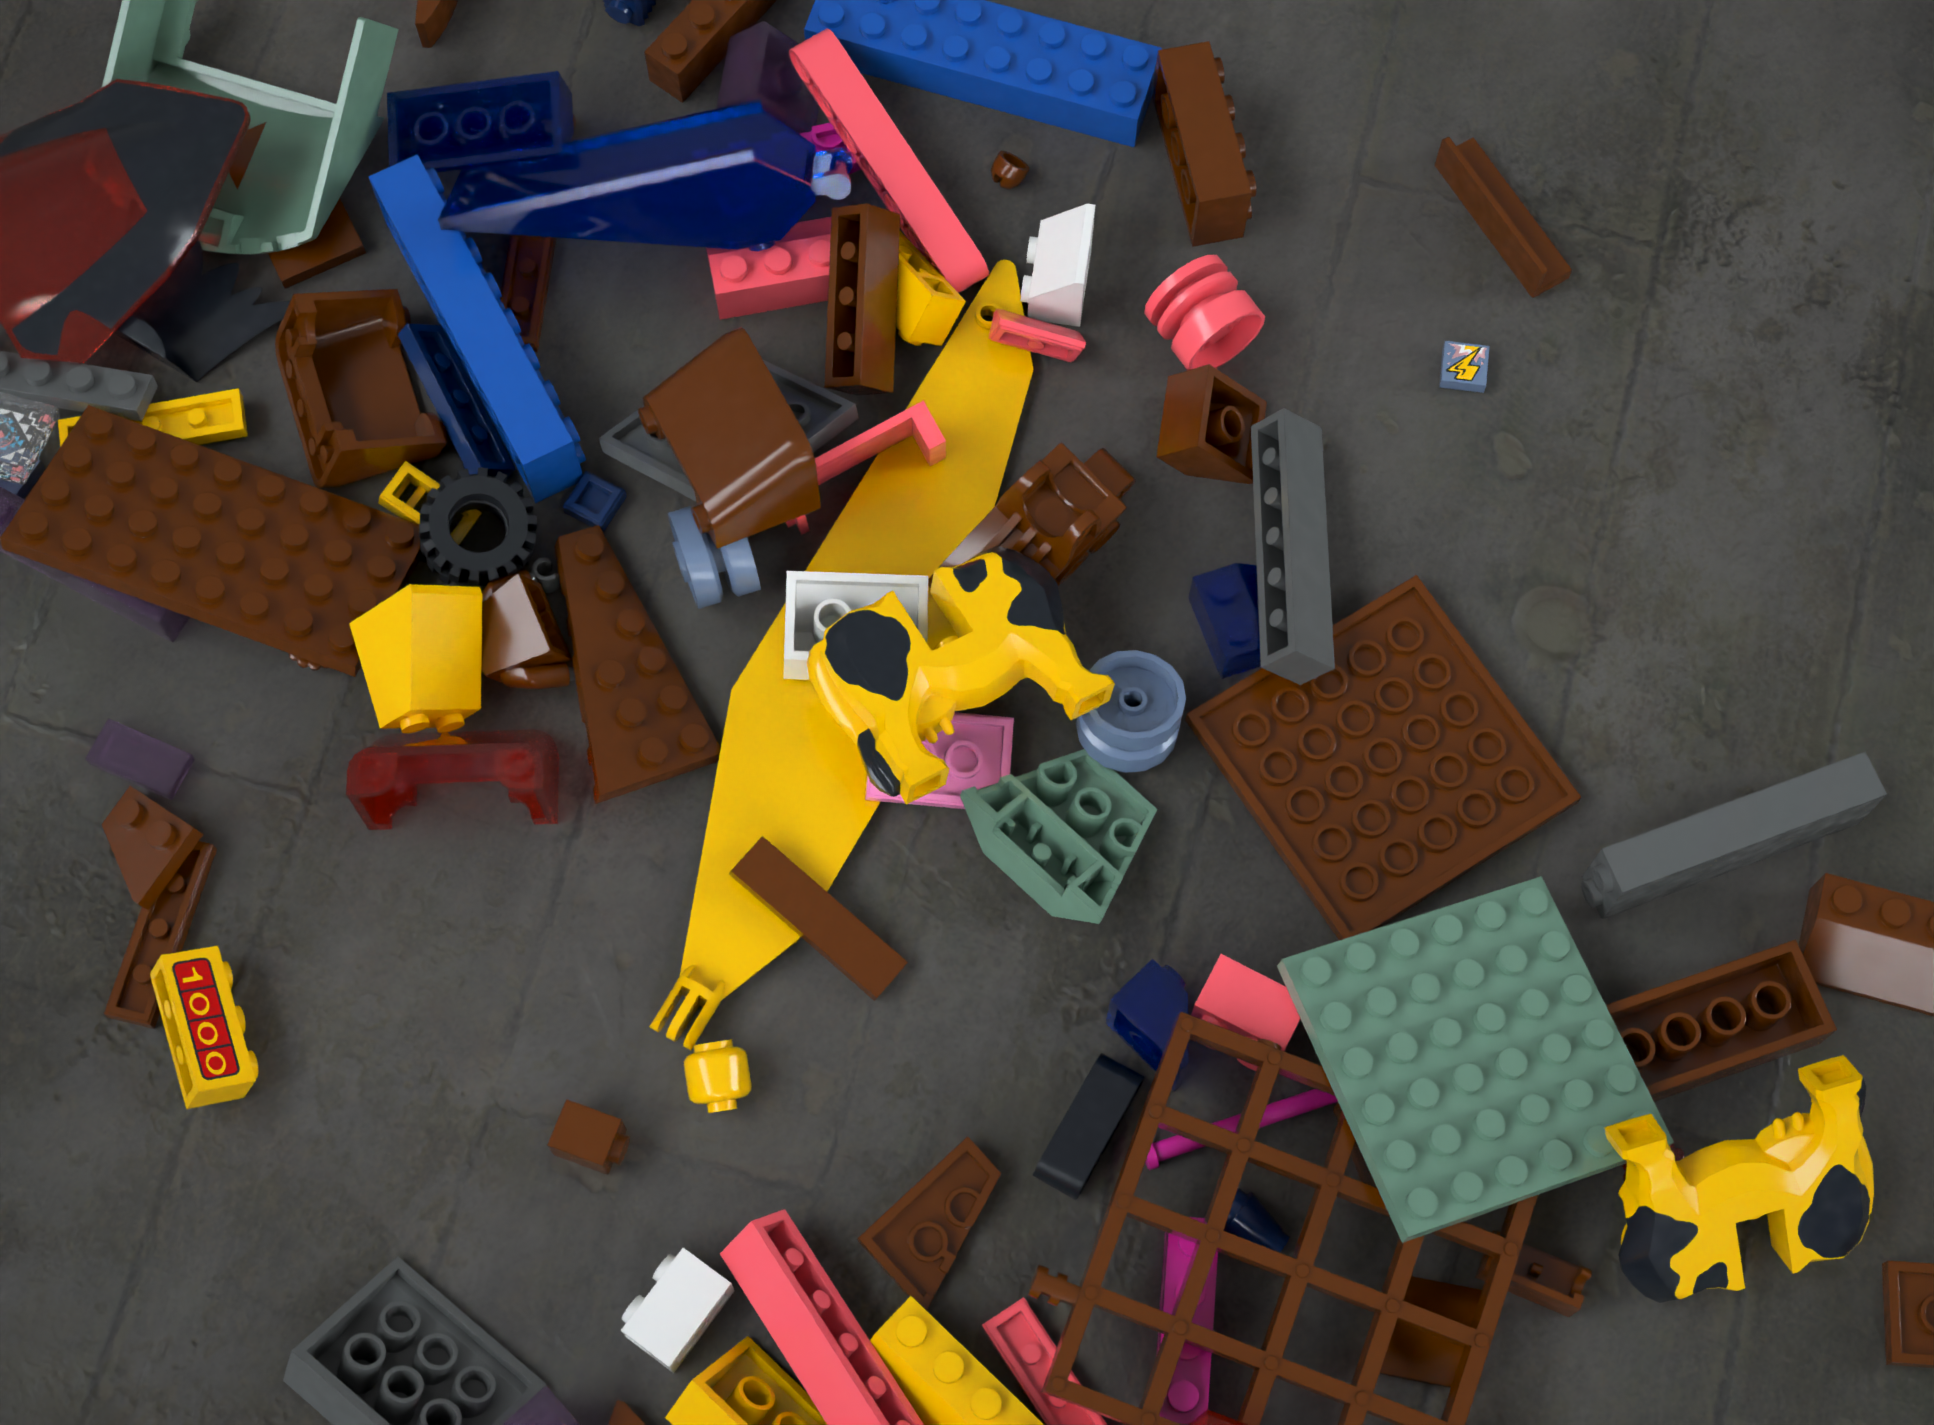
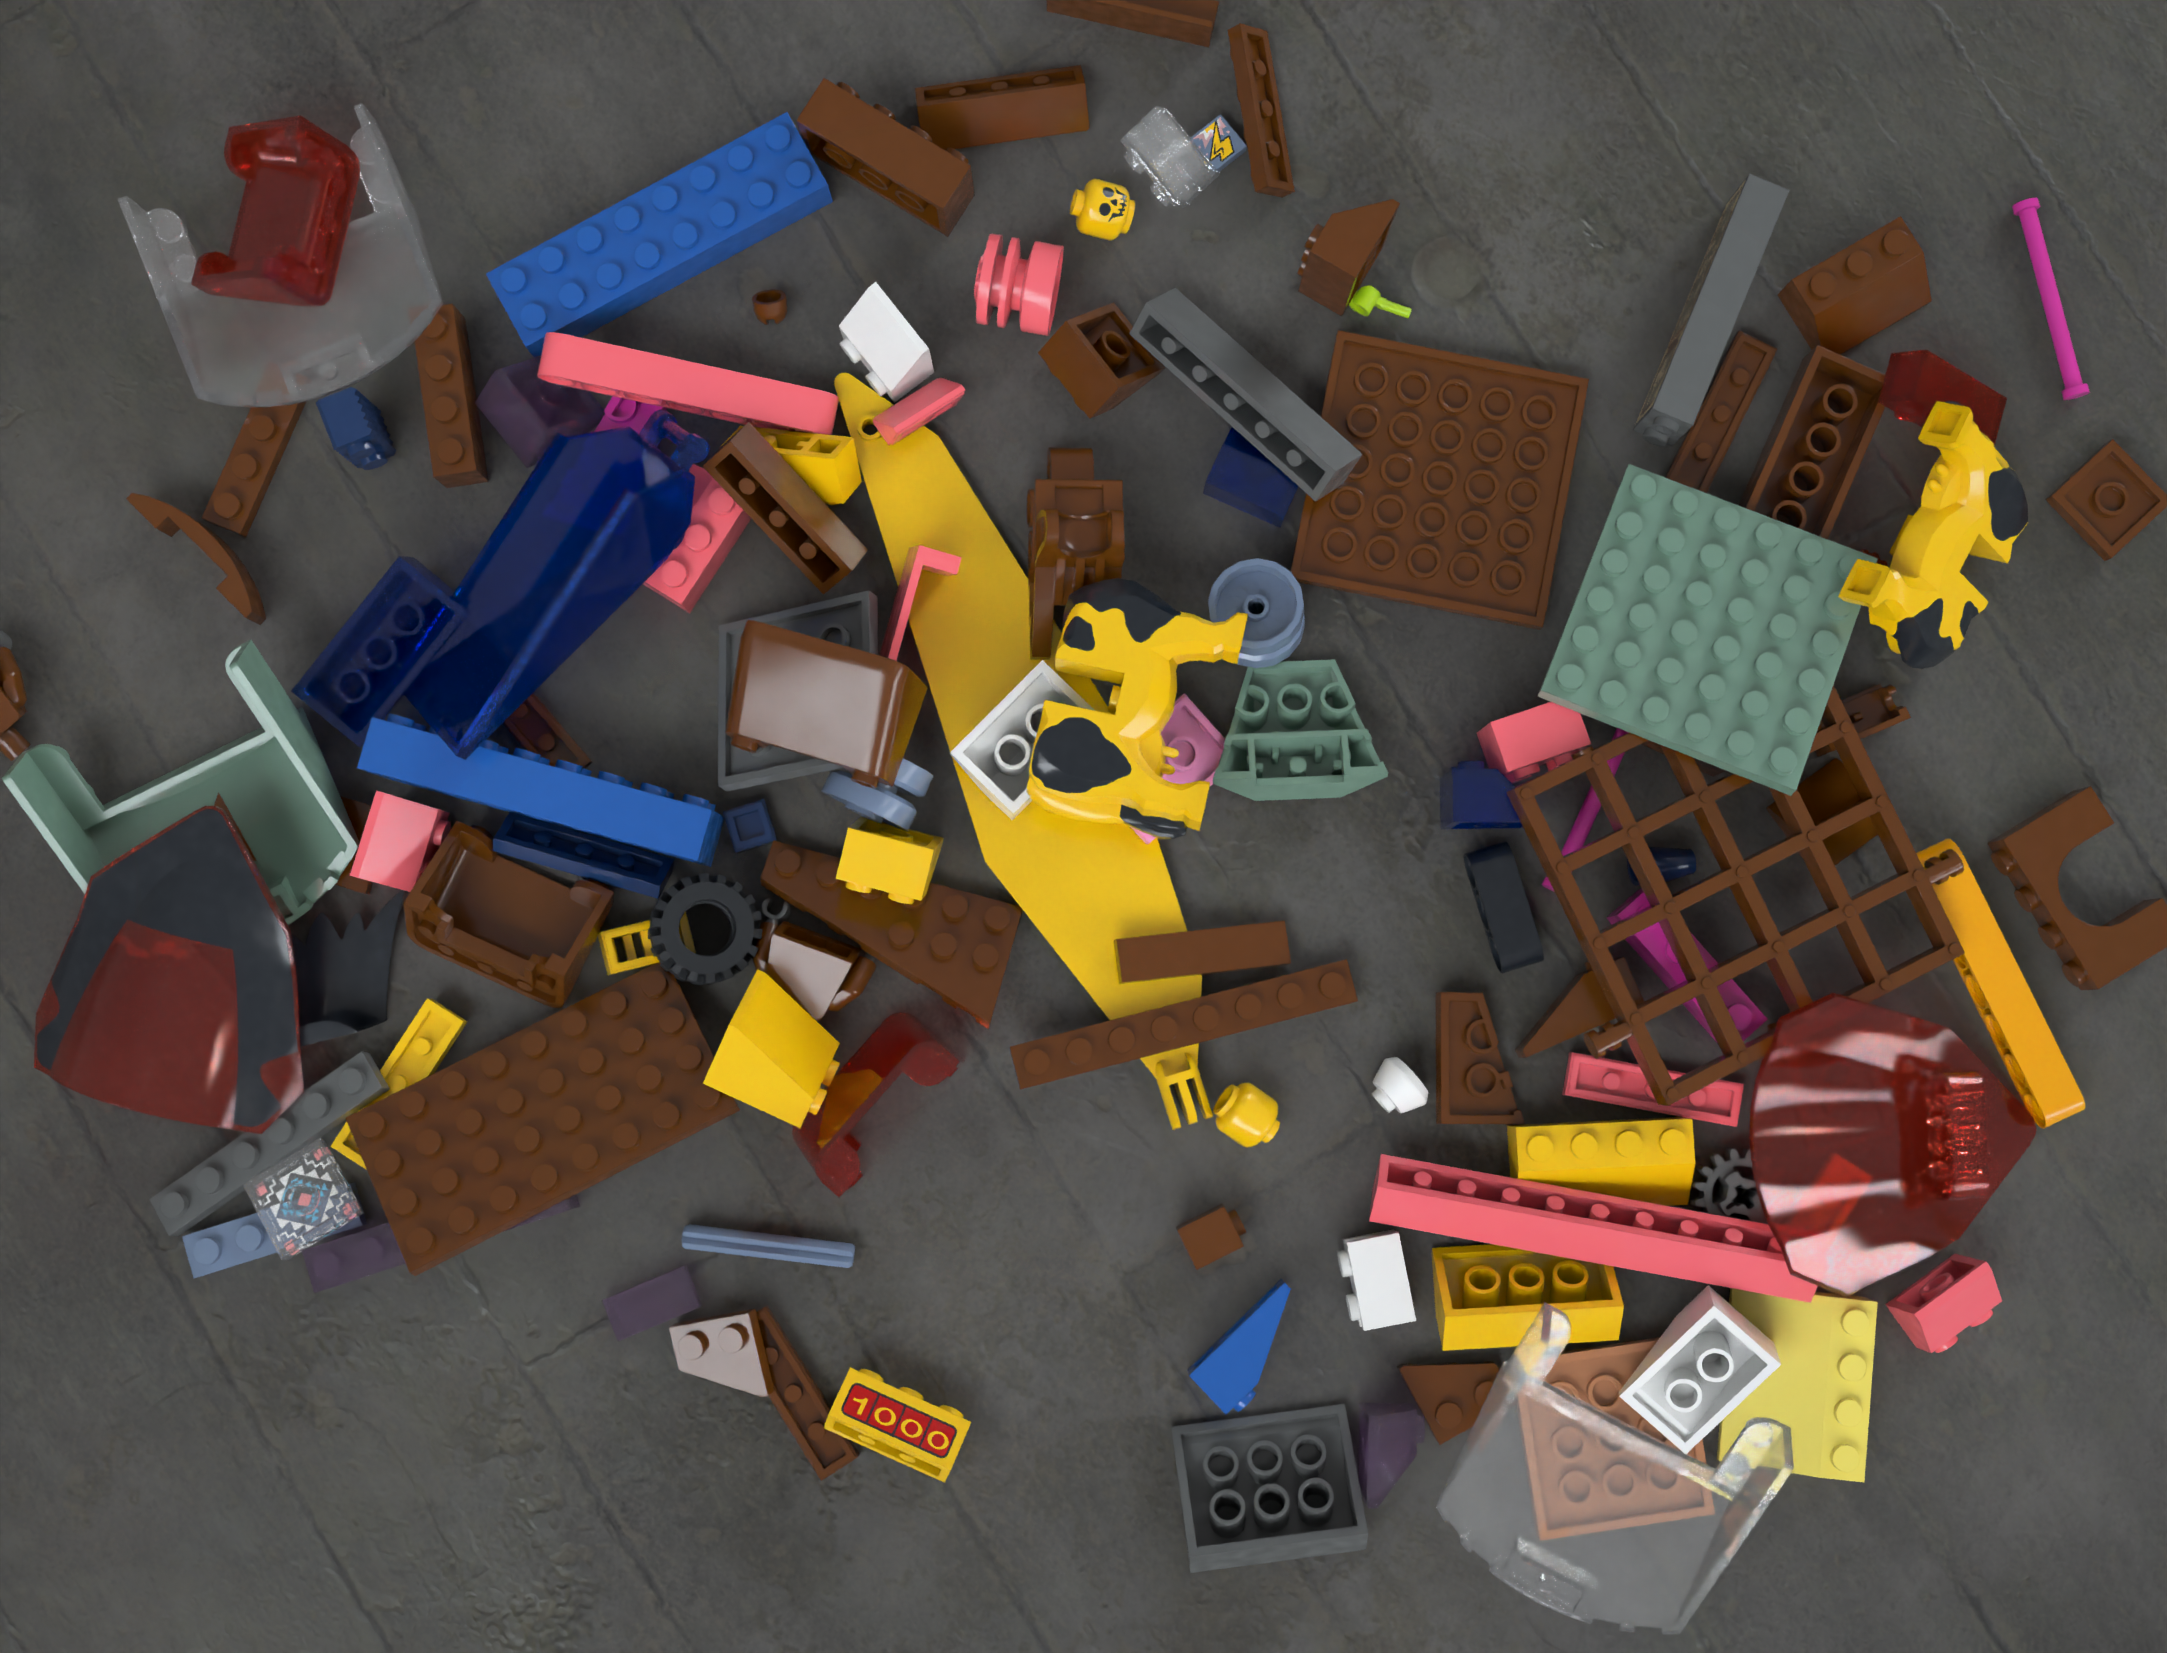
camera: 45 degrees left, 15 degrees up
(266, 805) = (768, 1246): none -> sand blue axle
(341, 255) = (399, 841): none -> coral slope
(506, 1253) = (1237, 1358): none -> blue slope
(661, 612) = (888, 860): none -> yellow slope
(746, 956) = (1183, 1024): none -> reddish brown plate
(856, 1177) = (1398, 1087): none -> white cone
(1063, 1256) = (1576, 1010): none -> reddish brown slope
(1326, 327) = (1102, 209): none -> yellow head
(1327, 196) = (1004, 108): none -> reddish brown panel
(1414, 337) = (1169, 158): none -> clear brick
(1466, 577) = (1368, 297): none -> lime hand
(1478, 516) = (1344, 252): none -> reddish brown slope
(1522, 371) = (1260, 110): none -> reddish brown plate
(1668, 930) = (1721, 412): none -> reddish brown tile
(1887, 1114) = (1921, 379): none -> clear red brick

